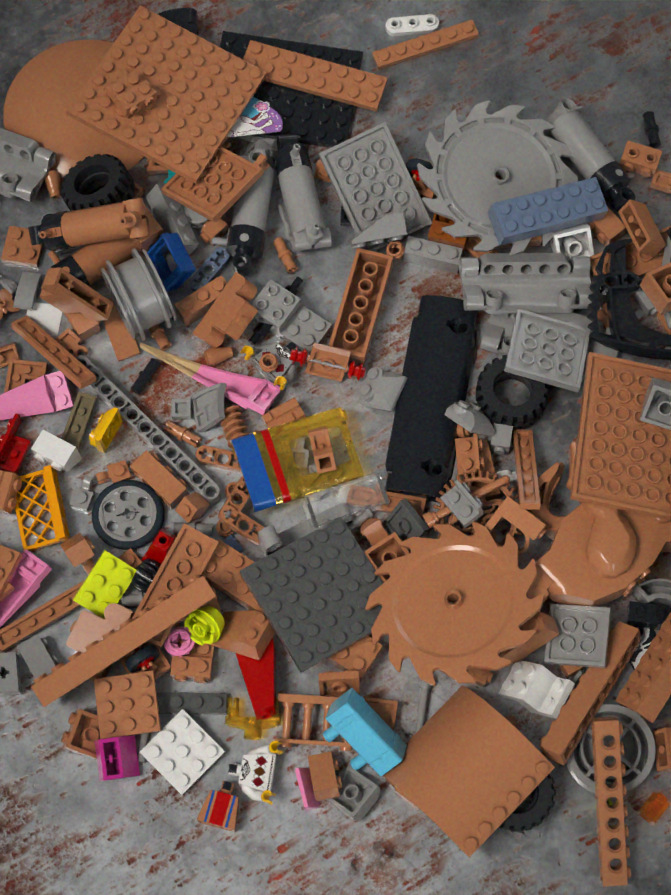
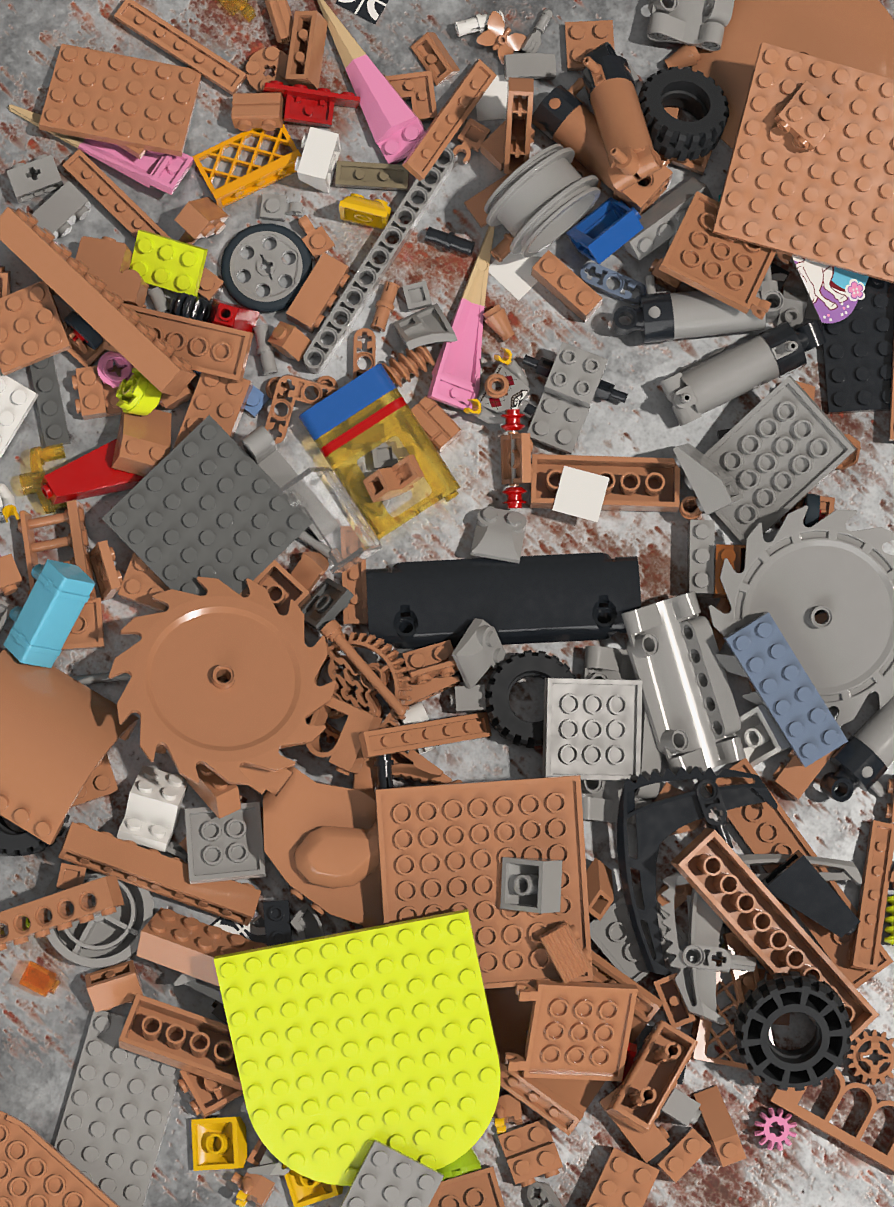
camera: 70 degrees right, 10 degrees up
(181, 337) = (515, 273): none -> white sticker
(229, 312) = (551, 320): nougat brick -> none
(285, 255) = (656, 372): nougat pin -> none
(366, 321) = (580, 493): none -> white sticker
(462, 504) = (354, 663): light grey bracket -> none
(550, 504) = (384, 771): none -> black pin
(581, 760) = (70, 876): none -> nougat plate
(641, 228) = (798, 818): nougat brick -> none

